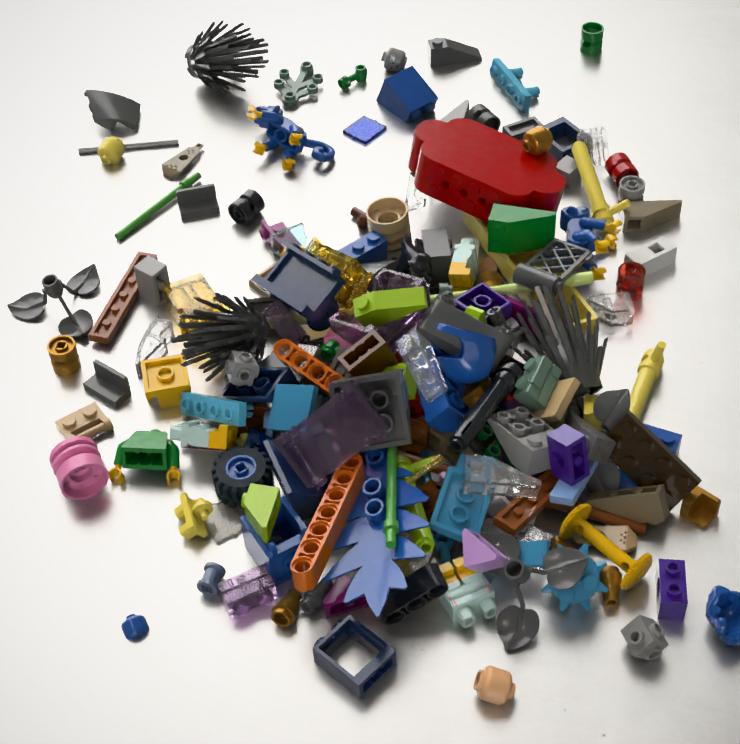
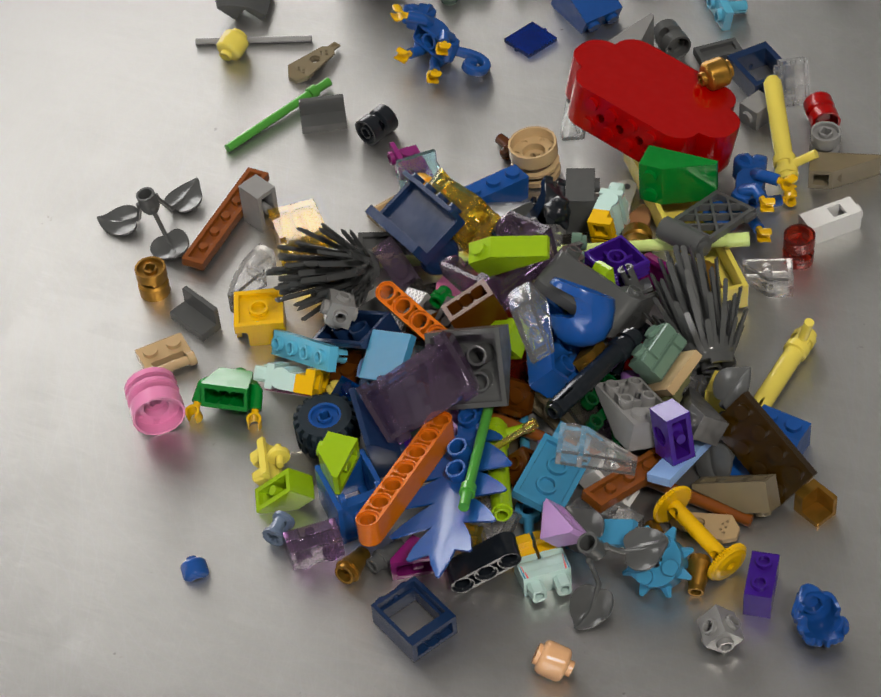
camera: 10 degrees right, 0 degrees up
(212, 543) = (285, 492): none -> lime slope

